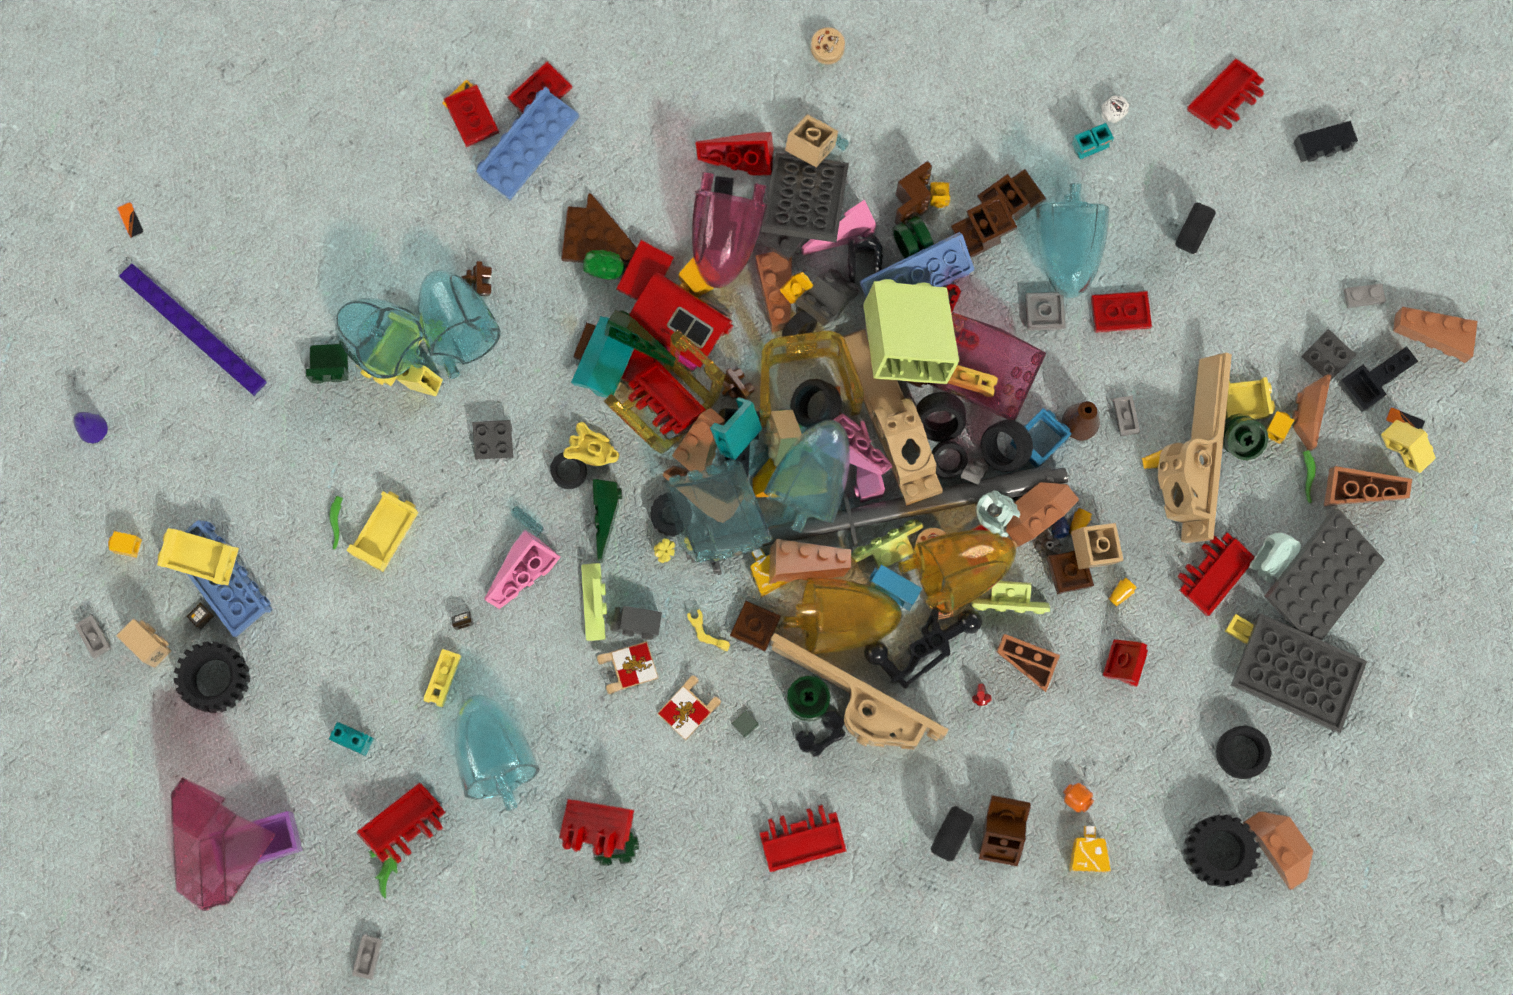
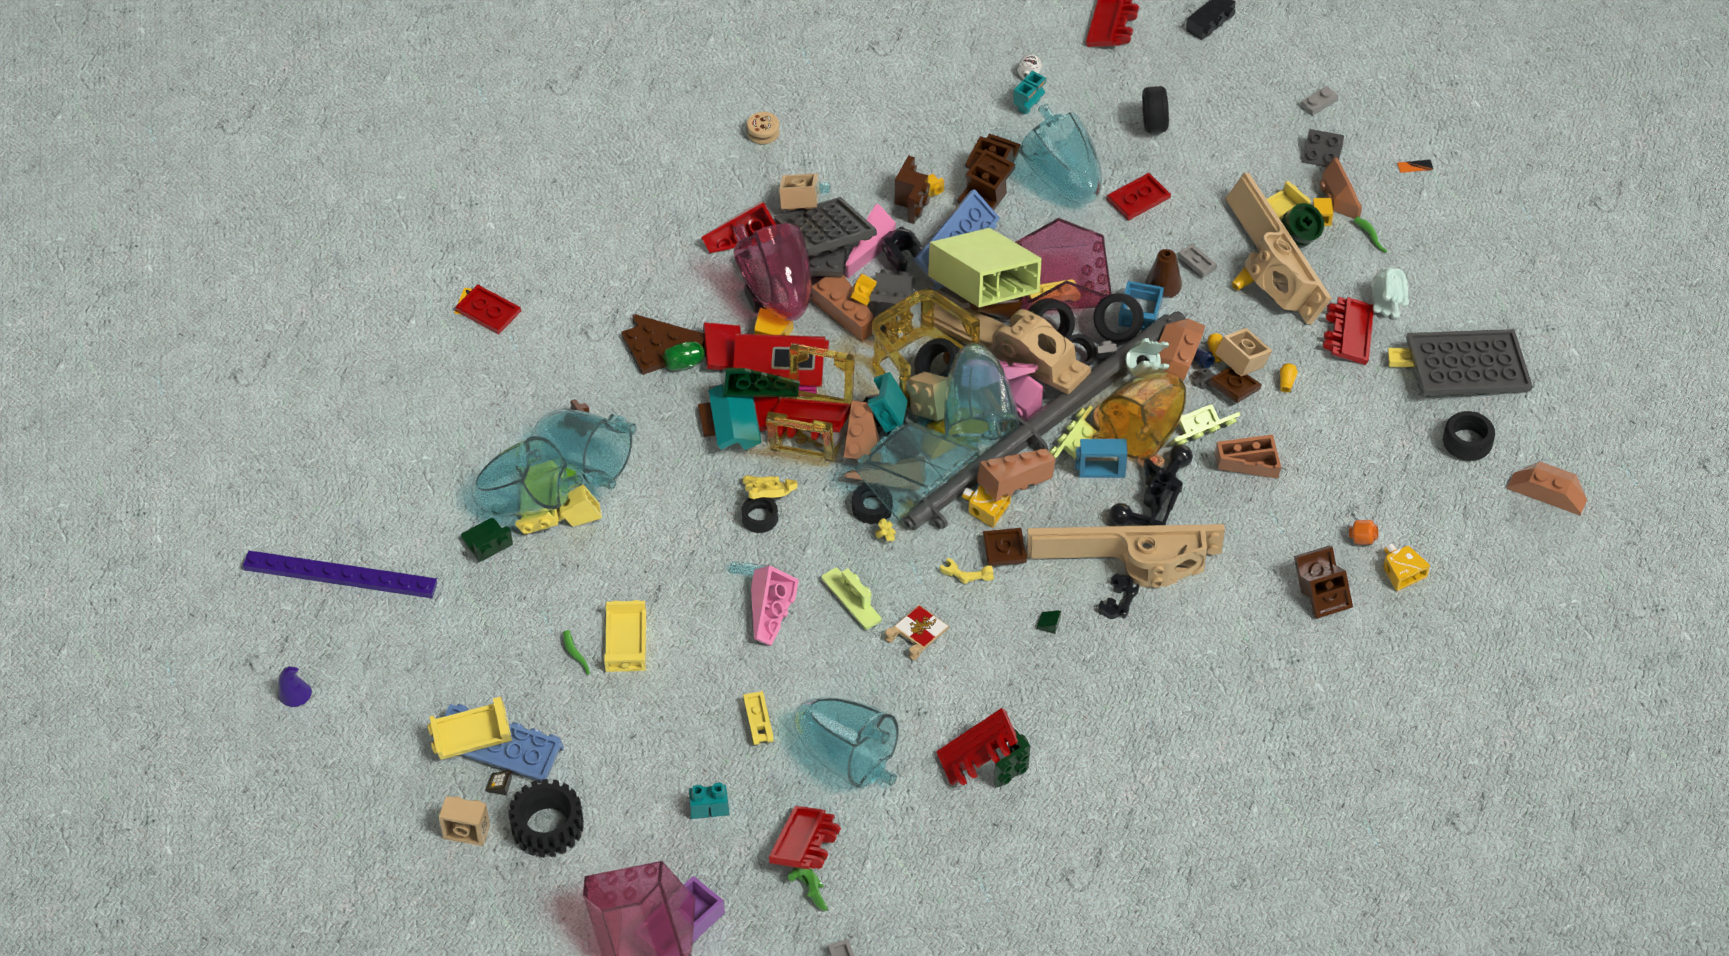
camera: 30 degrees left, 25 degrees down
(93, 636) = (408, 846): light grey plate -> none
(124, 544) = (389, 761): yellow brick -> none
(130, 219) = (223, 522): sticker -> none
(462, 620) = (746, 668): dark brown slope -> none
(493, 439) = (676, 523): dark grey hinge -> none
(526, 143) = (553, 305): medium blue bracket -> none
(544, 77) = (537, 267): red tile -> none
(606, 502) = (810, 520): dark green wedge -> none
(636, 621) = (900, 590): dark grey hinge -> none
(686, 711) = (991, 638): flag -> none
(734, 386) = (863, 387): reddish brown hips -> none
(803, 843) = (1163, 678): red hinge -> none
(812, 687) = (1089, 572): dark green wheel -> none
(843, 615) = (1072, 491): clear yellow windscreen -> none
(913, 237) = (931, 215): dark green wheel -> none
(952, 833) = (1283, 601): black tyre -> none
(981, 697) = (1230, 502): red plate -> none
(1045, 311) = (1081, 216): light grey plate -> none
(1126, 661) = (1328, 419): red bracket -> none
(1198, 859) = (1501, 526): black tyre -> none
(1325, 576) = (1436, 285): dark grey plate -> none
(1359, 486) = (1419, 217): nougat wedge -> none
(1366, 386) = (1370, 153): black plate -> none
(1410, 443) = (1432, 171): light yellow brick -> none
(1444, 332) = (1393, 94): nougat wedge -> none

